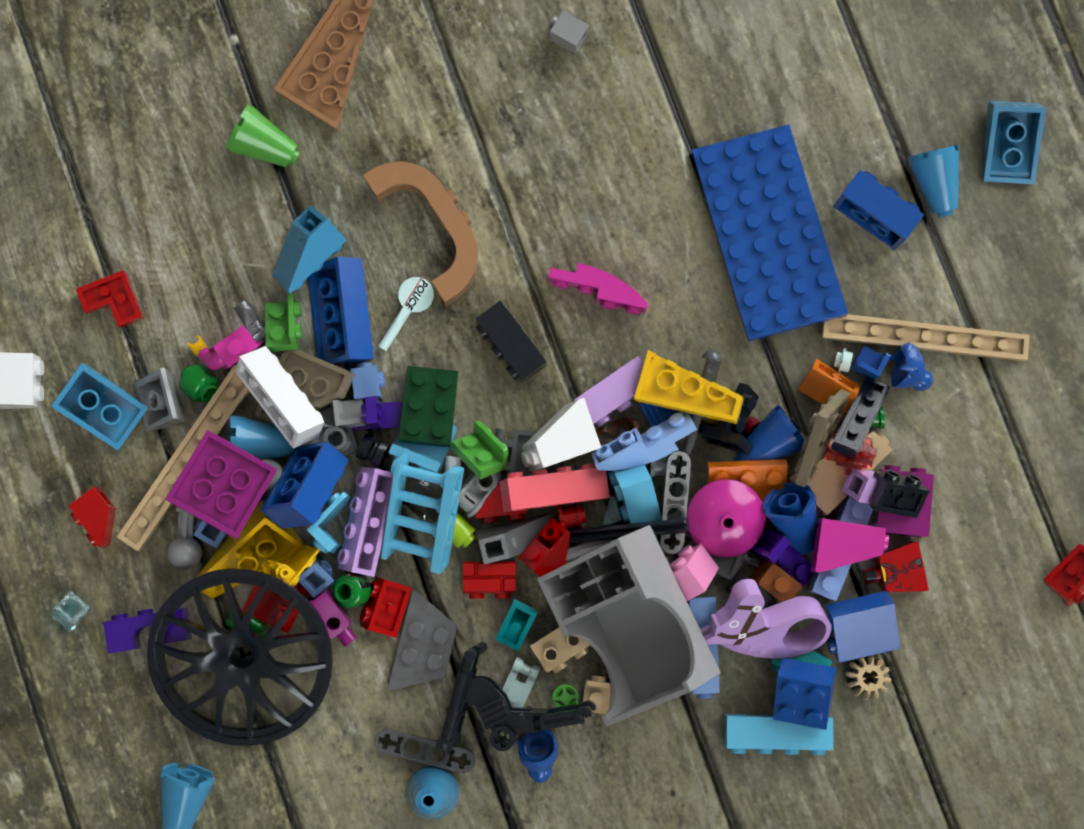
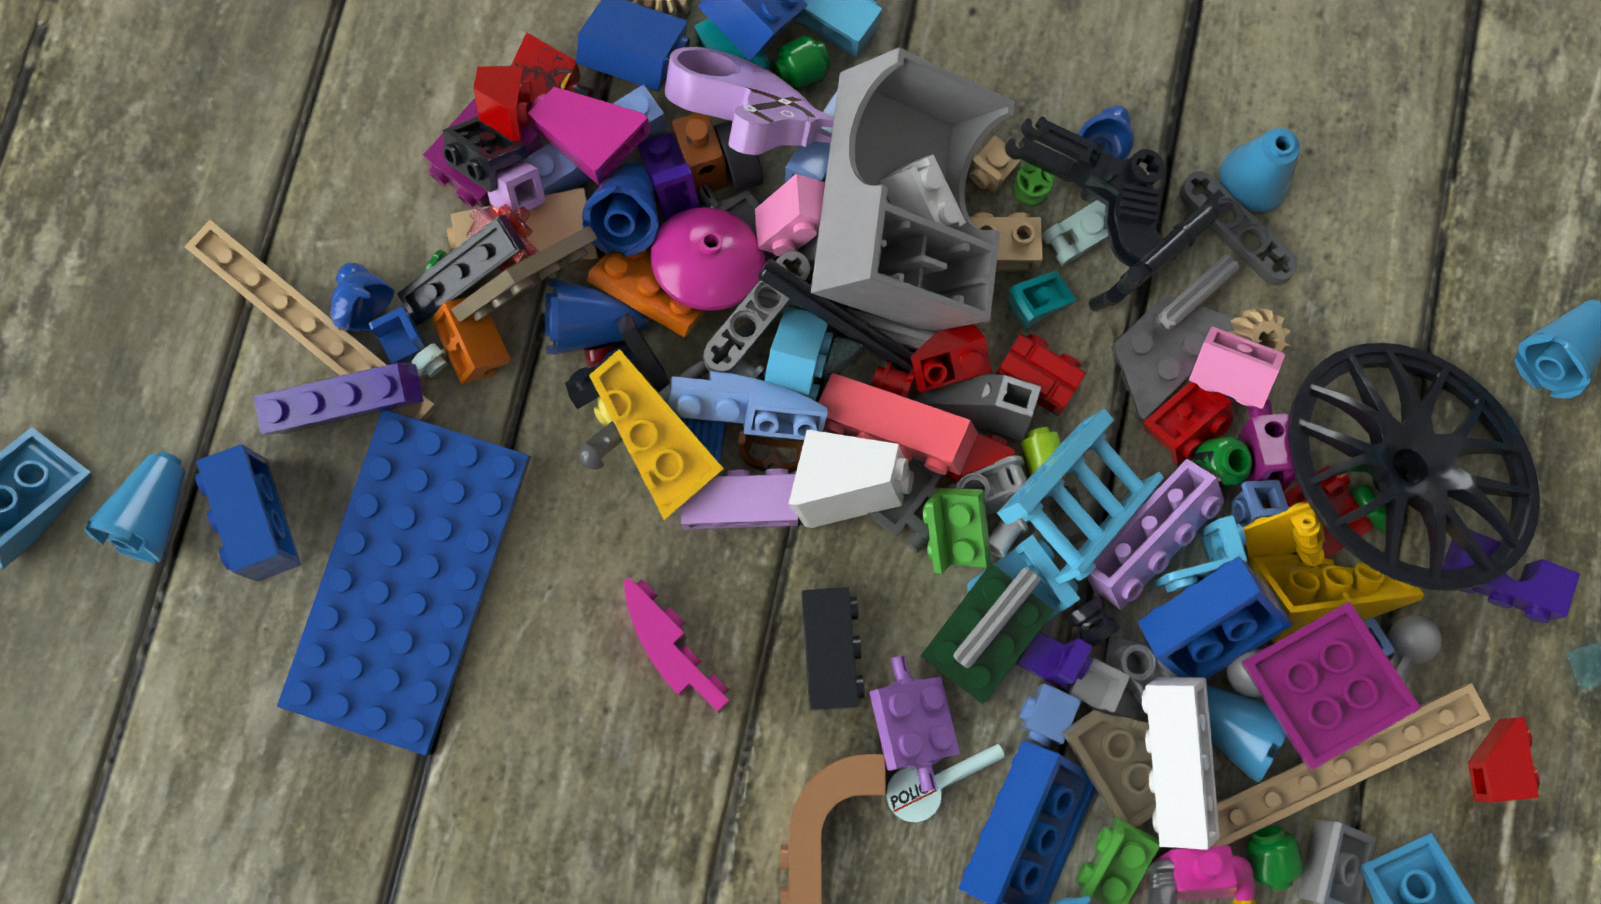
camera: 150 degrees left, 5 degrees down
(376, 649) = (1236, 367): none -> bright pink brick
(382, 680) = (1261, 328): none -> tan gear
(425, 689) = (1198, 292): none -> light grey axle
(428, 413) = (997, 617): none -> light grey axle
(439, 330) = (914, 723): none -> medium lavender plate
(622, 630) = (923, 191): none -> white brick
(753, 683) = (802, 62): none -> green head
(875, 302) = (338, 398): none -> brick
(910, 532) = (503, 99): none -> red slope

